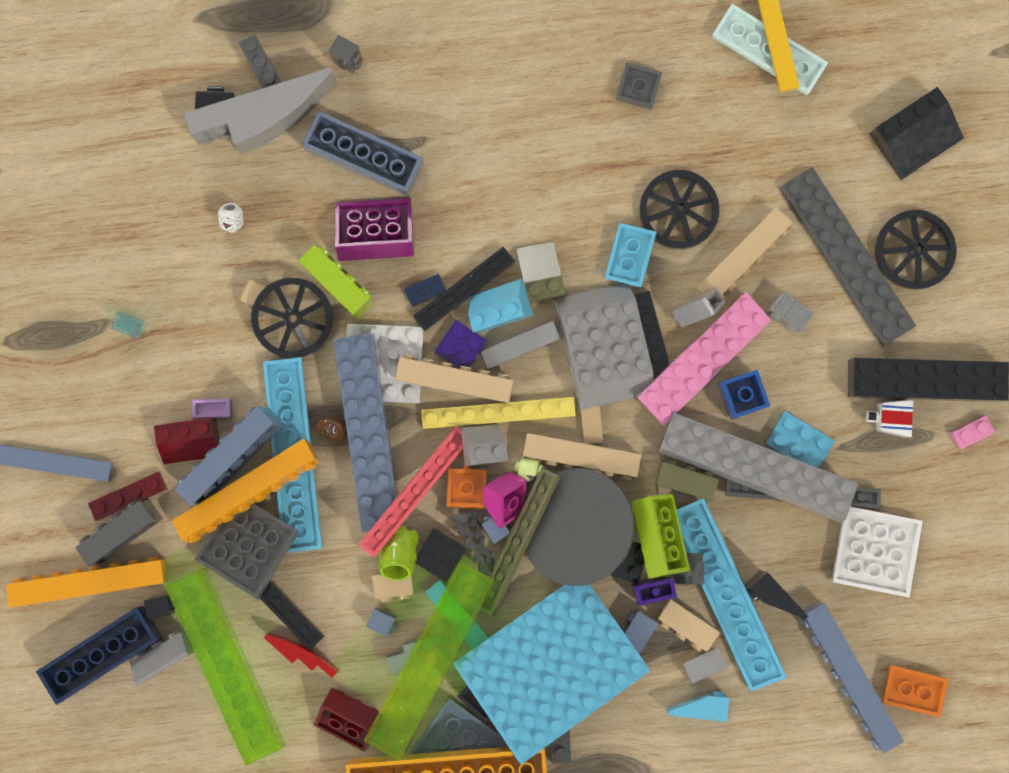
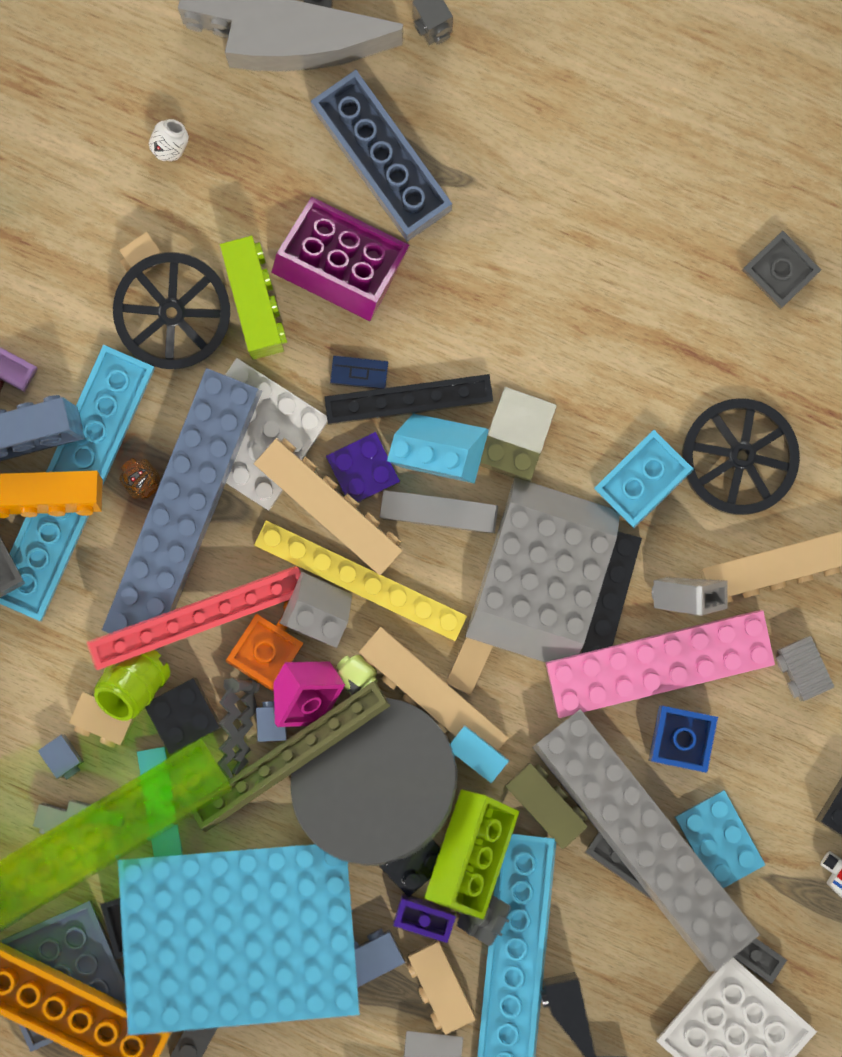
camera: 30 degrees right, 0 degrees up
(629, 474) = (478, 754): none -> medium azure tile

